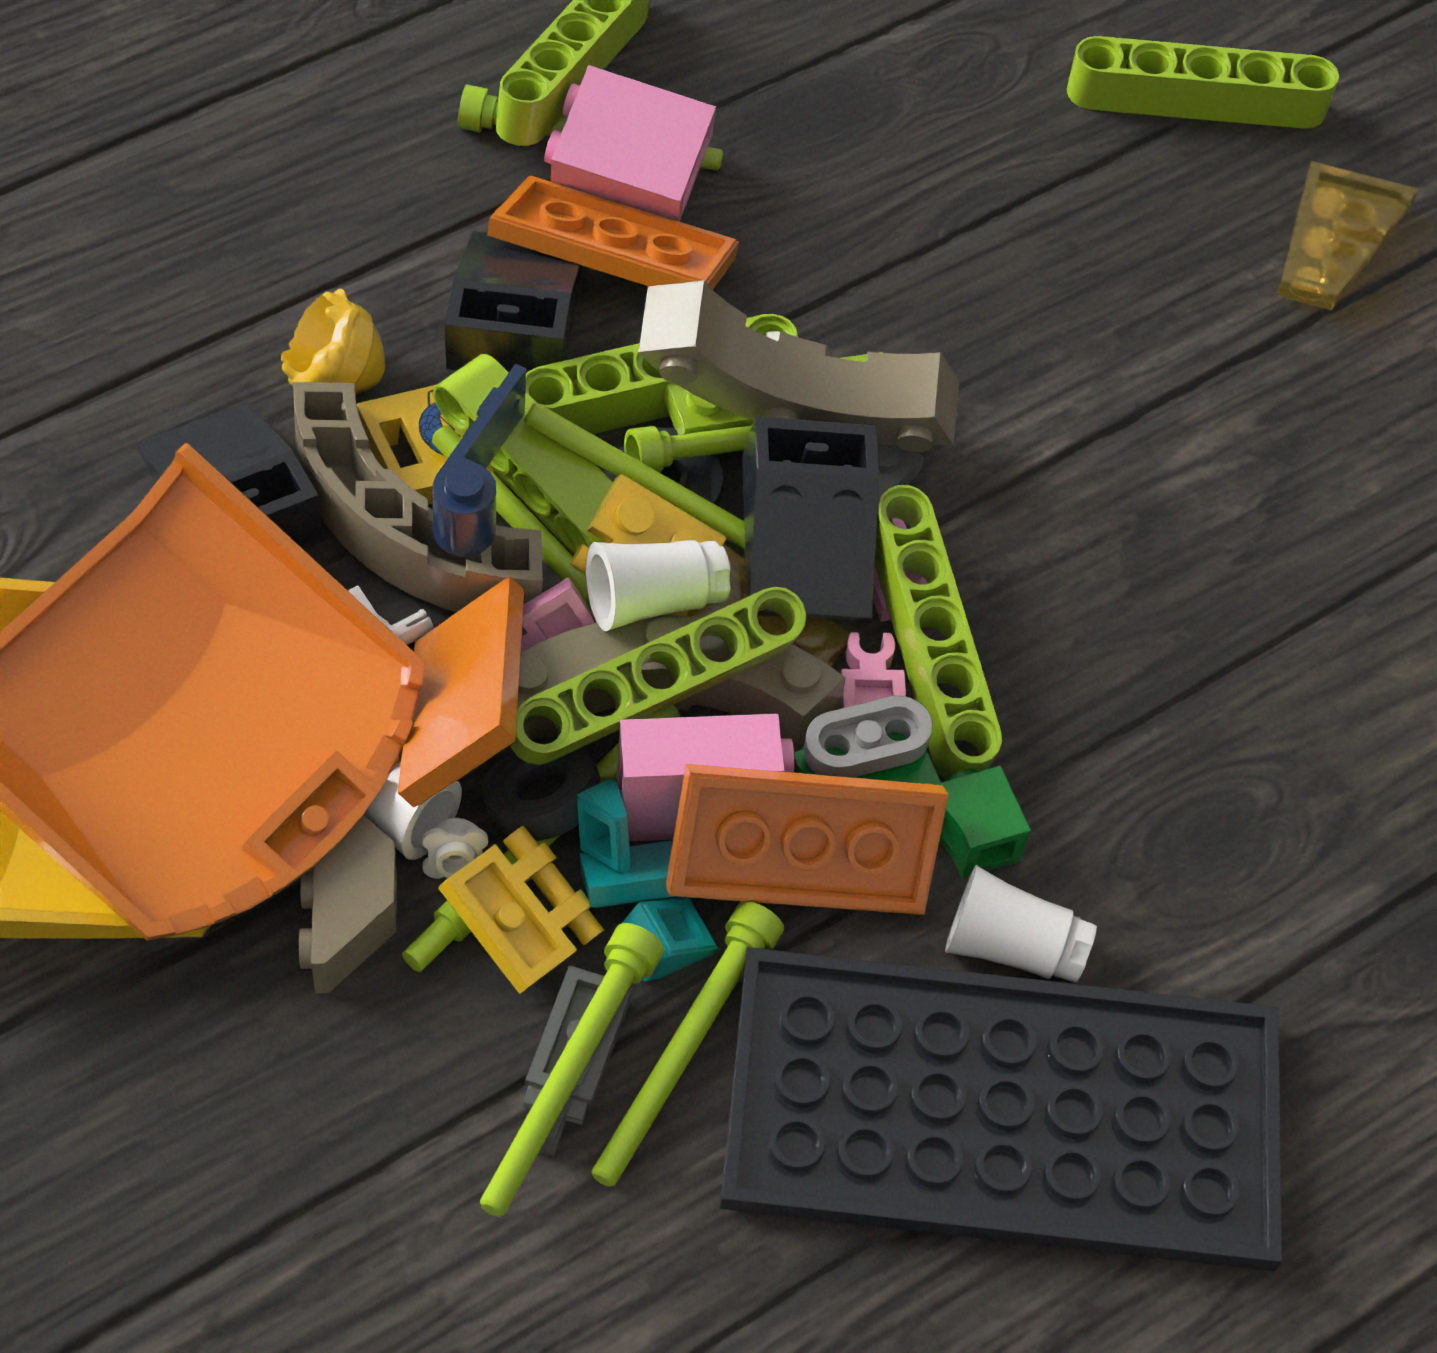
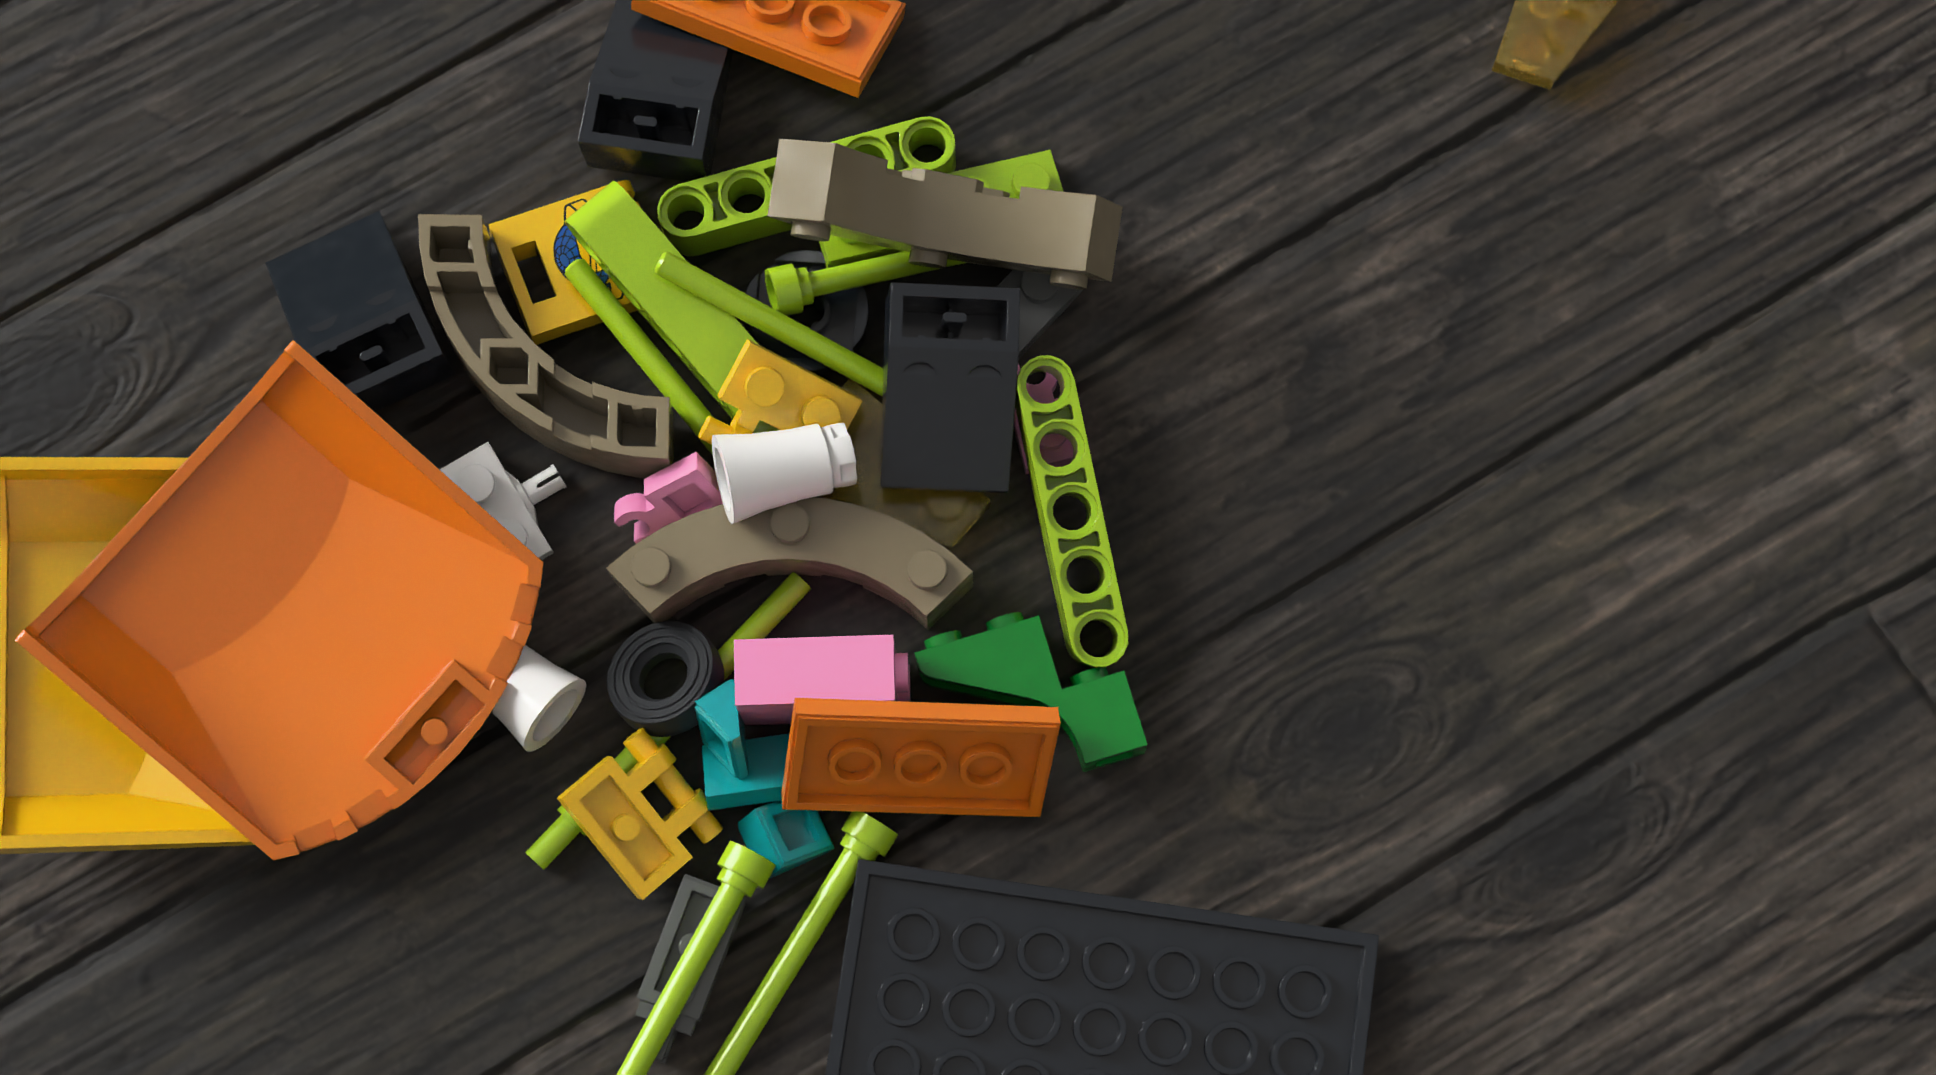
camera: 10 degrees right, 20 degrees up
(335, 345) = (466, 157): yellow hair -> none
(350, 904) = (475, 805): dark tan slope -> none
(452, 846) = (578, 742): white plate -> none
(463, 486) = (580, 376): dark blue door -> none
(466, 693) = (585, 590): orange tile -> none
(679, 653) = (758, 608): lime beam -> none
(863, 737) = (986, 643): light grey plate -> none
(869, 673) = (1006, 572): bright pink plate -> none
(1019, 929) = (1129, 845): white plant -> none

